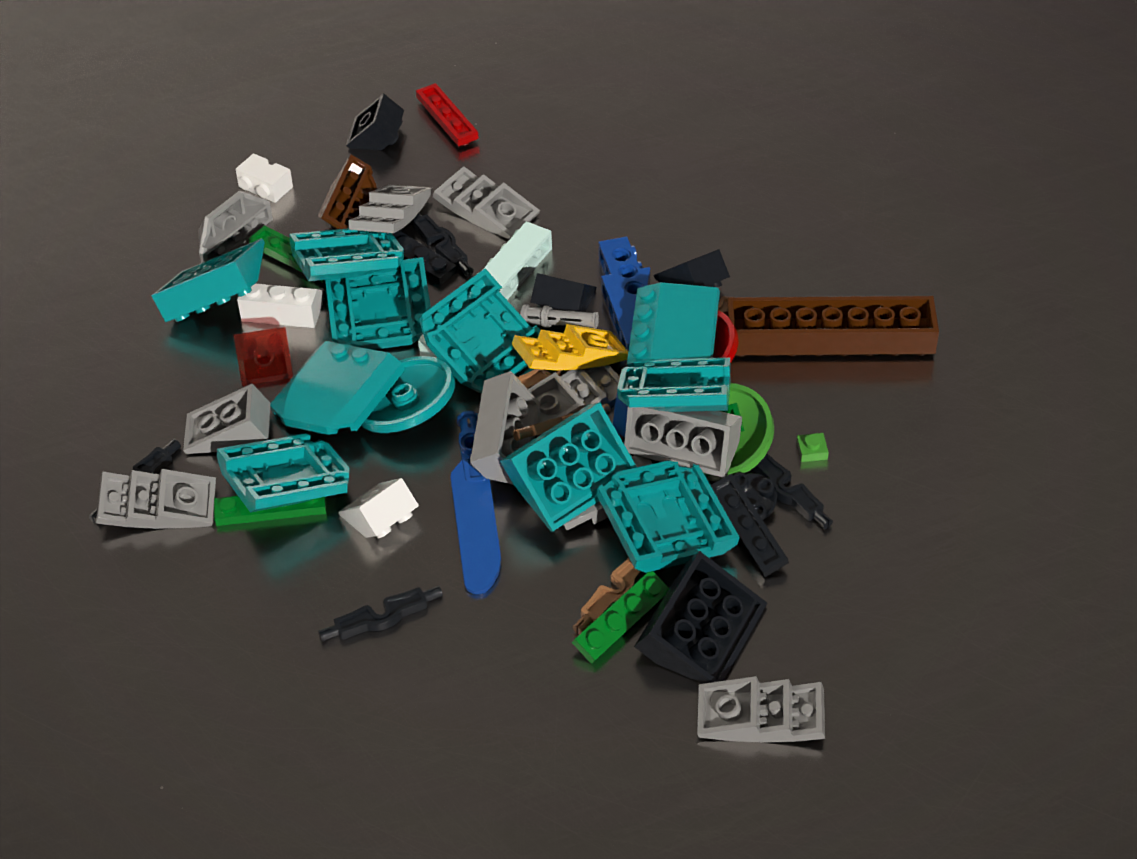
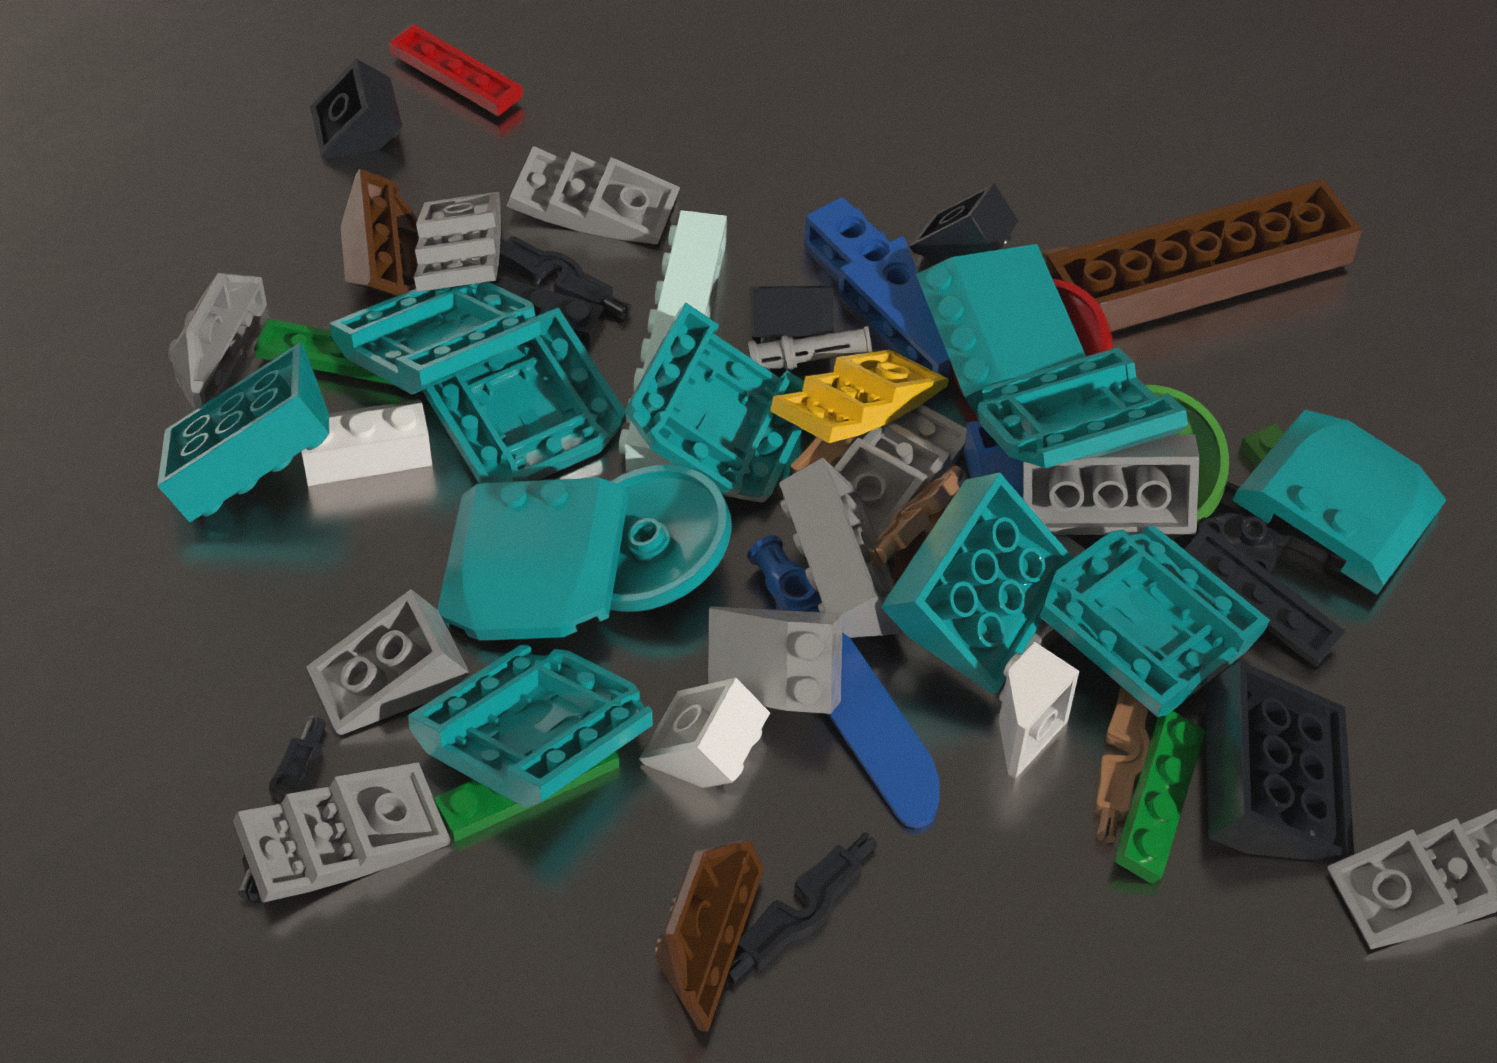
camera: 25 degrees left, 5 degrees up
(263, 356) = (385, 534): clear red slope -> none
(264, 179) = (223, 241): white brick -> none
(317, 600) = (708, 924): none -> reddish brown wedge
(437, 476) = (779, 656): none -> light grey slope
(568, 544) = (1034, 704): none -> white slope
(838, 483) = (1344, 494): none -> teal wedge

